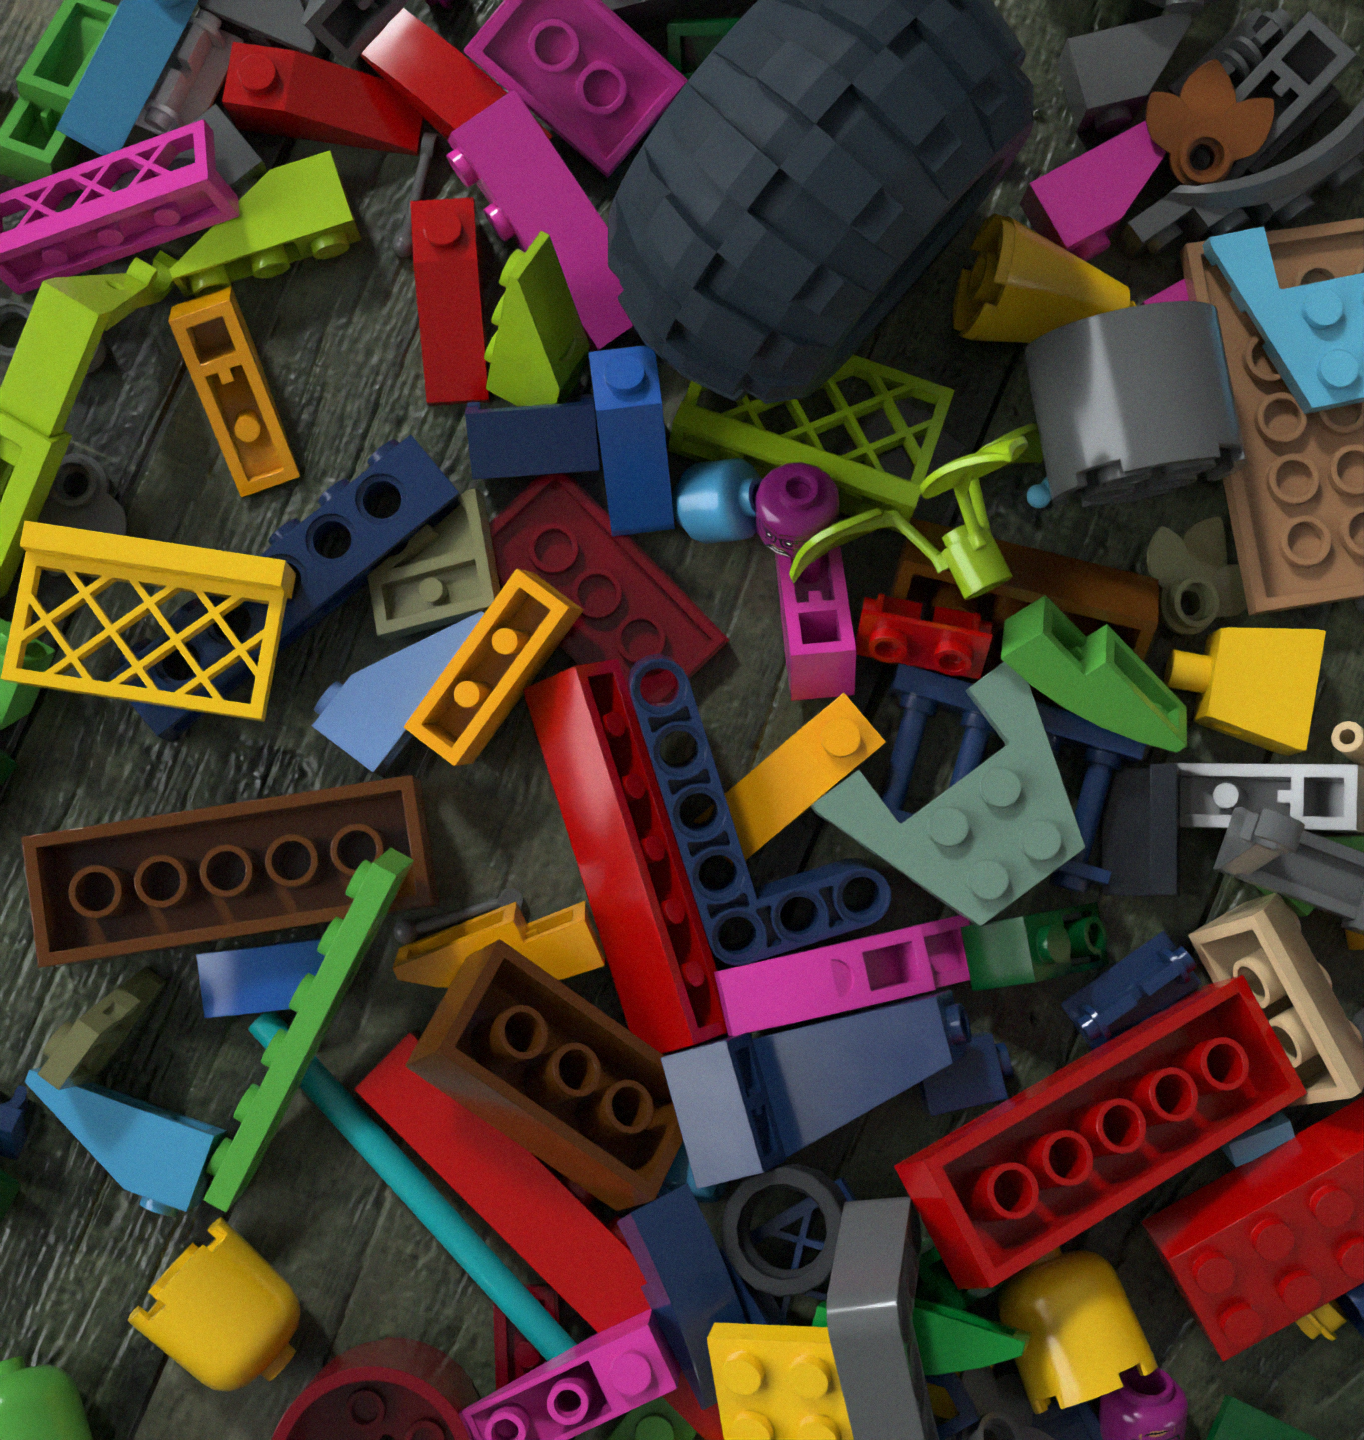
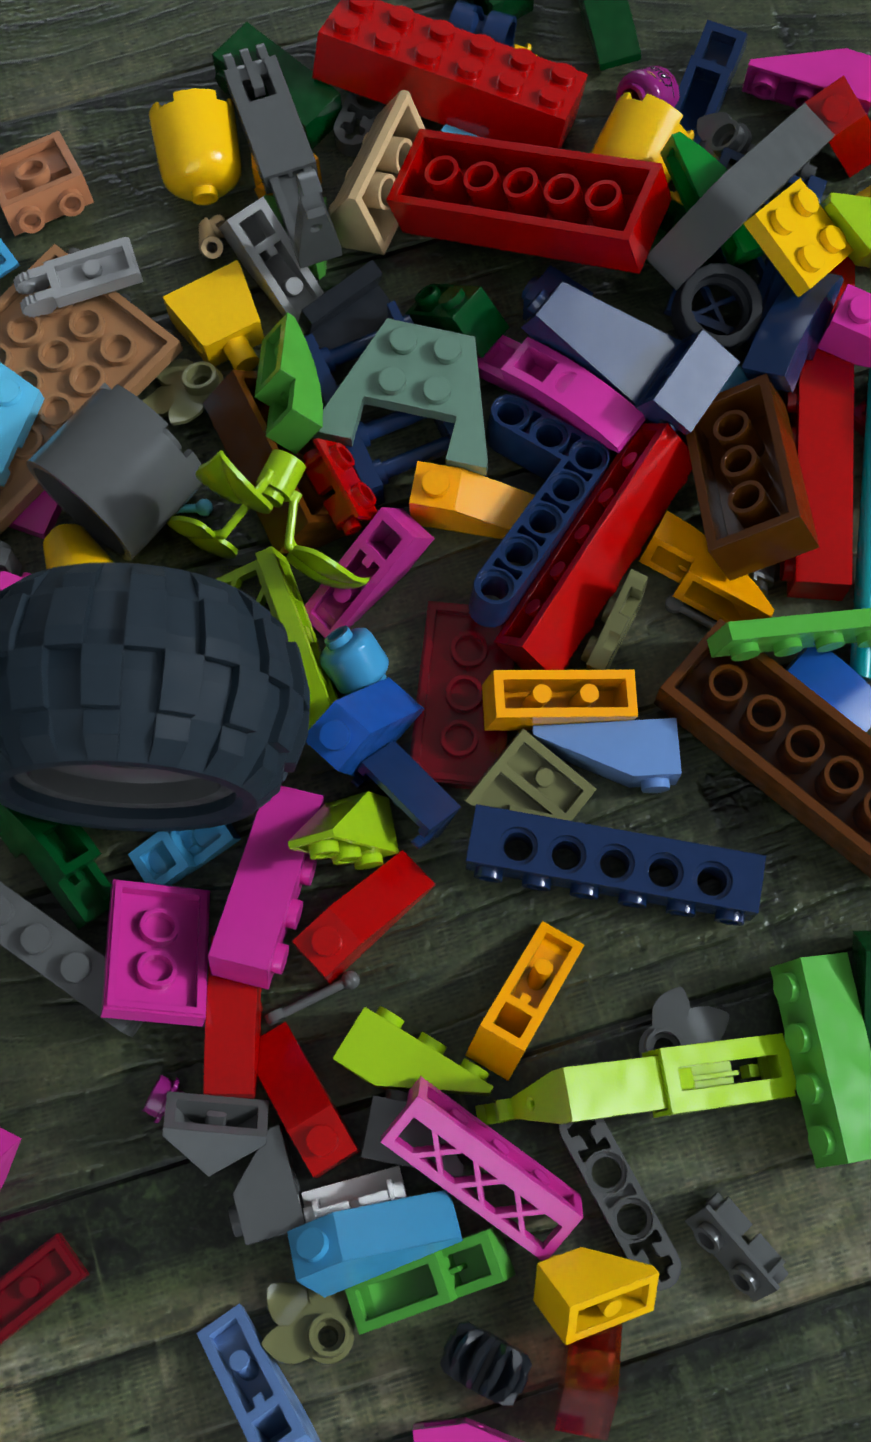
camera: 125 degrees left, 10 degrees down
(154, 565) = (674, 931): yellow fence -> none
(538, 820) = (618, 619): none -> olive wing
(795, 506) = (326, 606): magenta head -> none
(1132, 990) = (438, 259): dark blue hinge -> none

